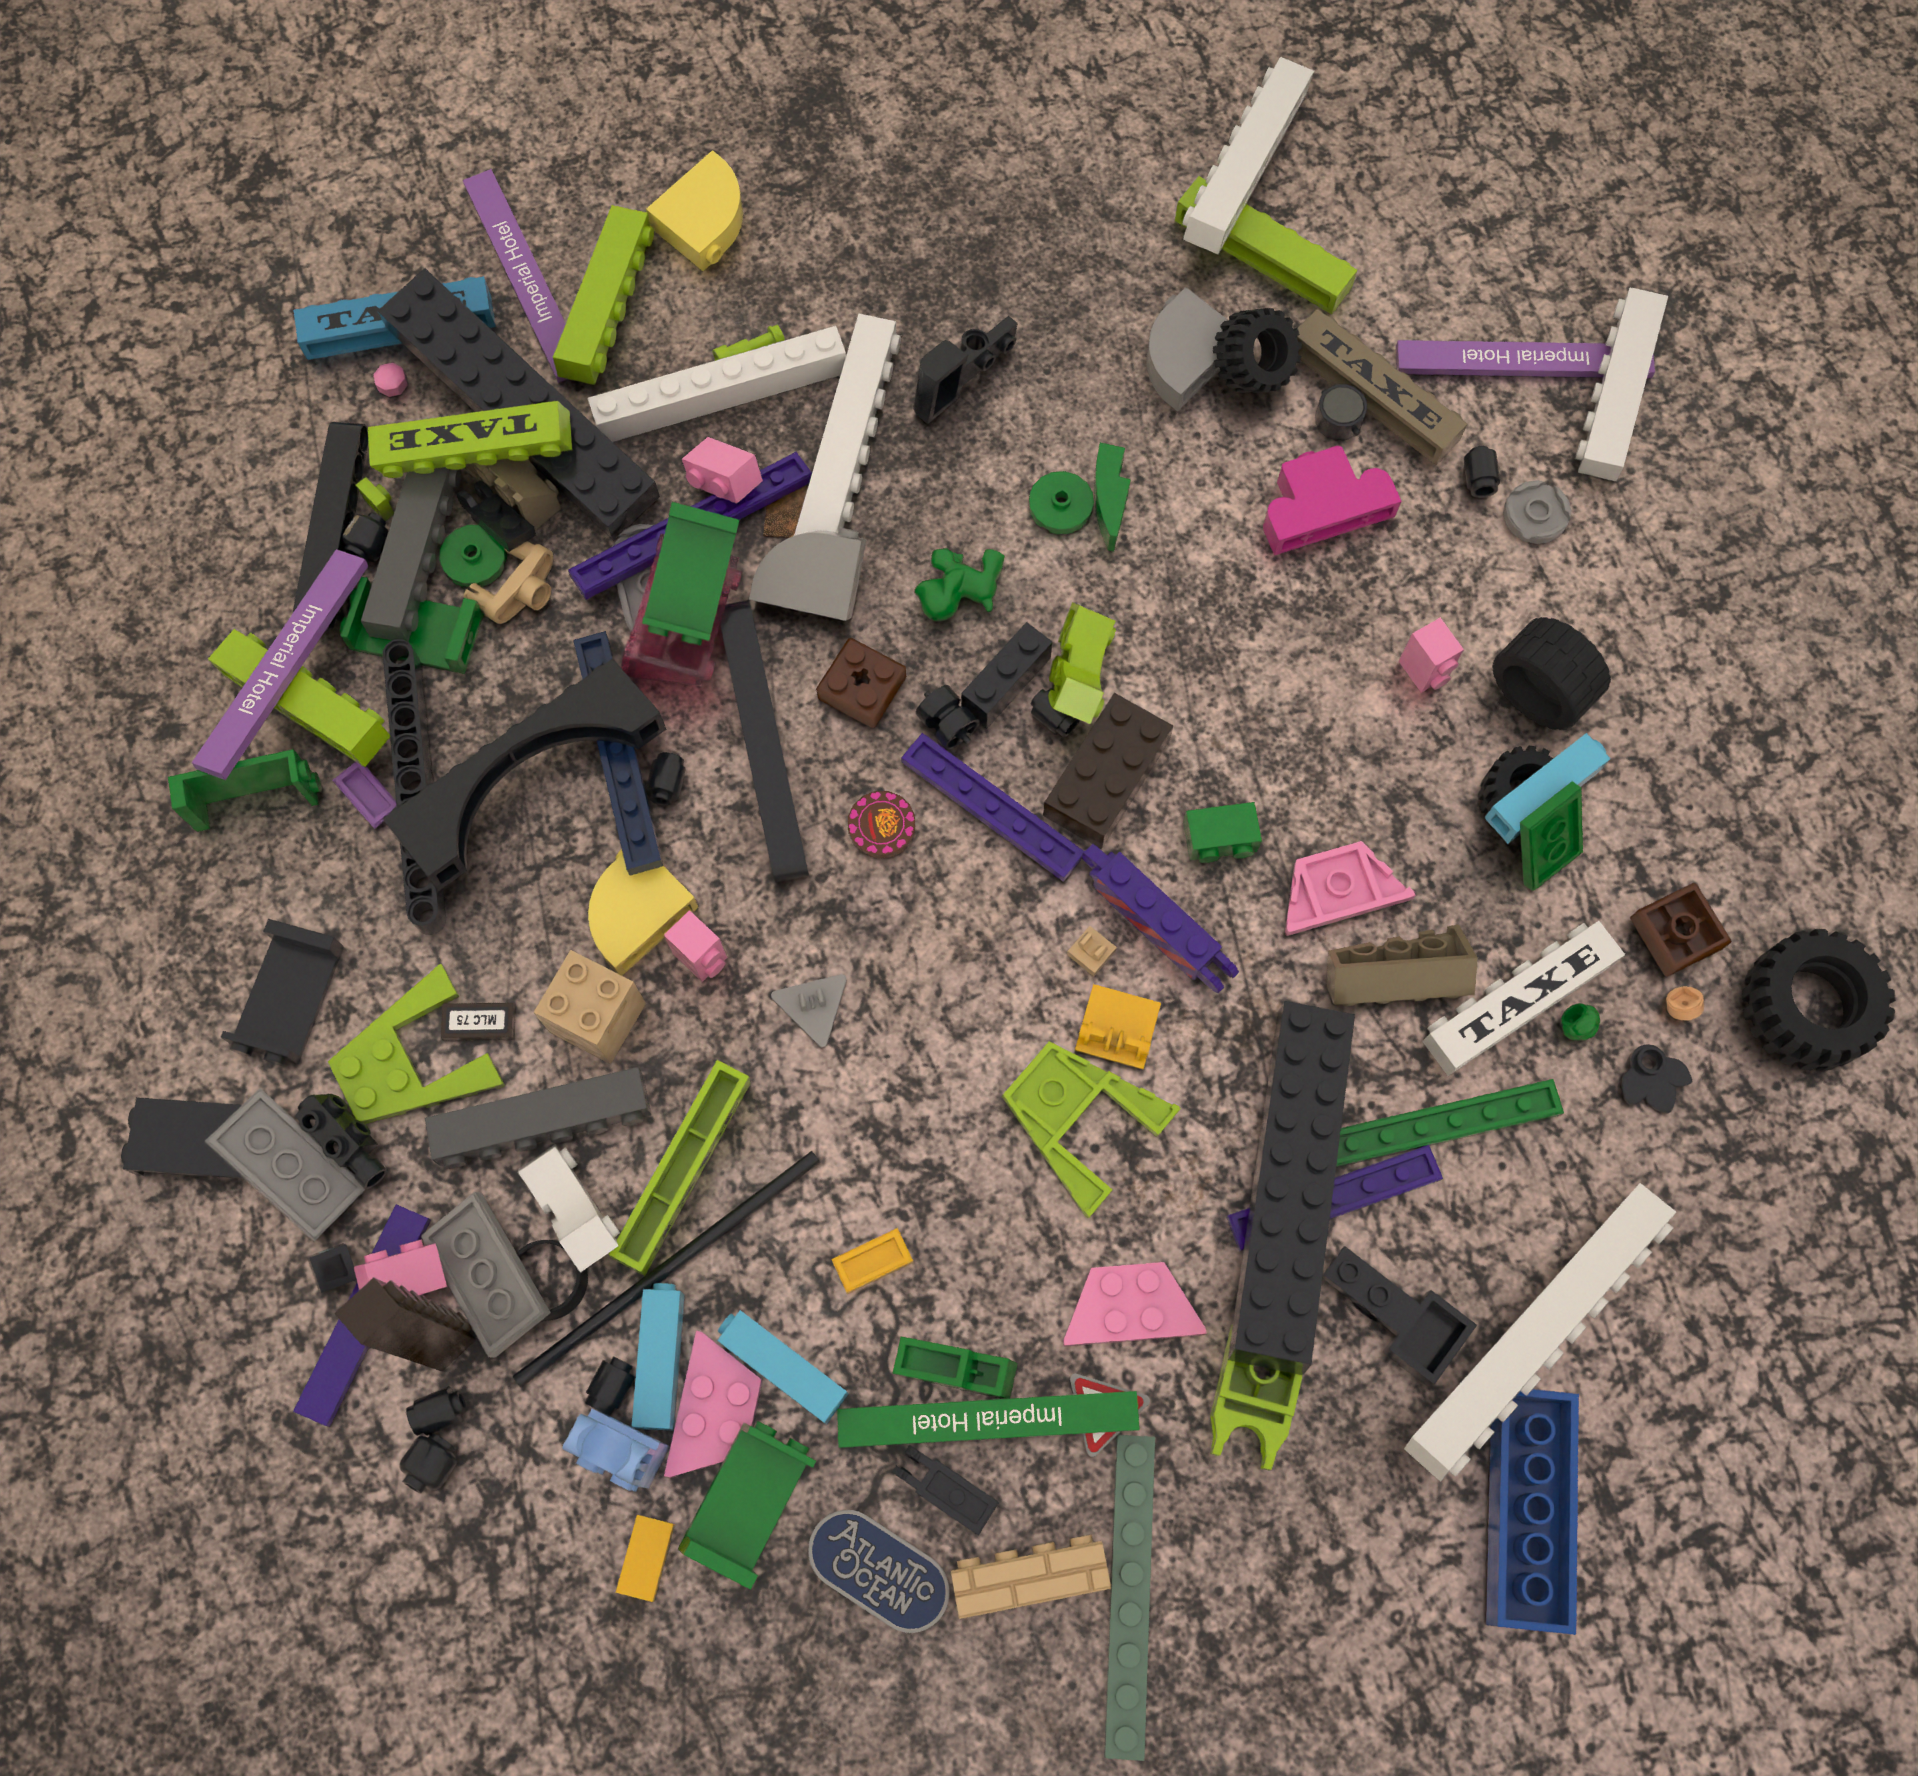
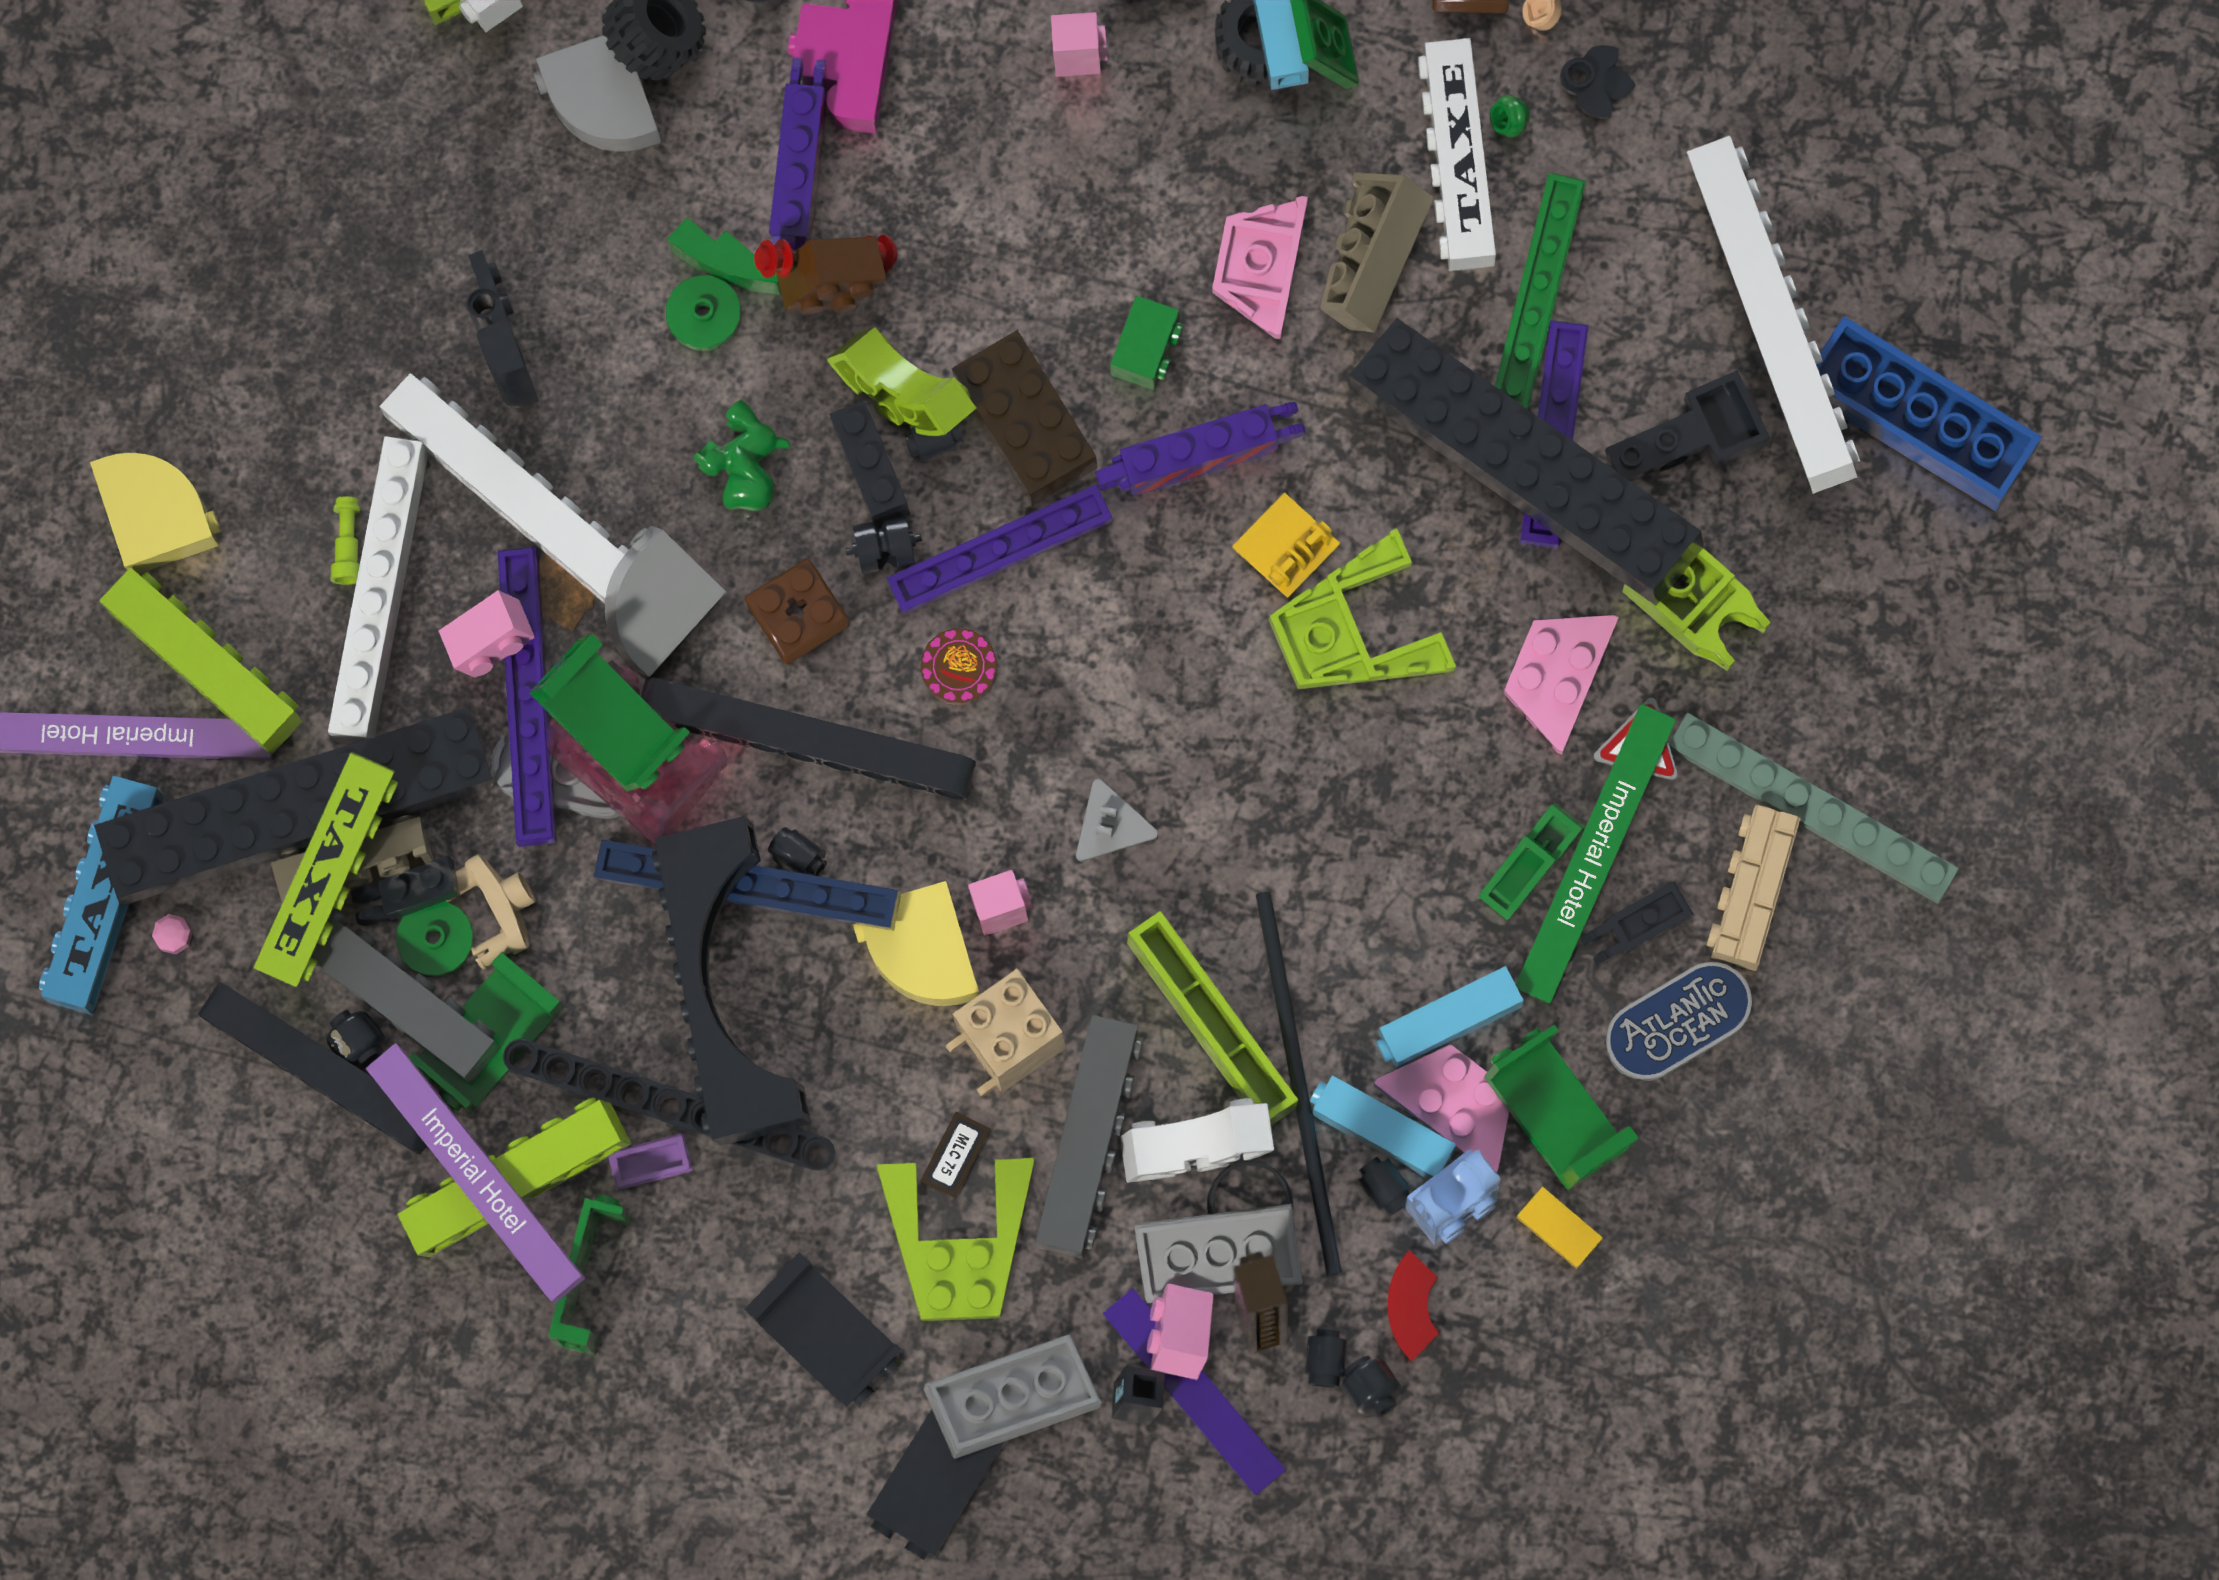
camera: 55 degrees left, 5 degrees up
(352, 1136) = (1002, 1331): black brick -> none
(376, 498) = (314, 1007): lime plate -> none
(515, 1460) = (1408, 1306): none -> red tile
(872, 1260) = (1391, 889): yellow tile -> none
(1091, 951) = (1197, 531): tan tile -> none
(1139, 563) = (827, 271): none -> reddish brown brick
(1215, 504) = (799, 157): none -> dark purple hinge

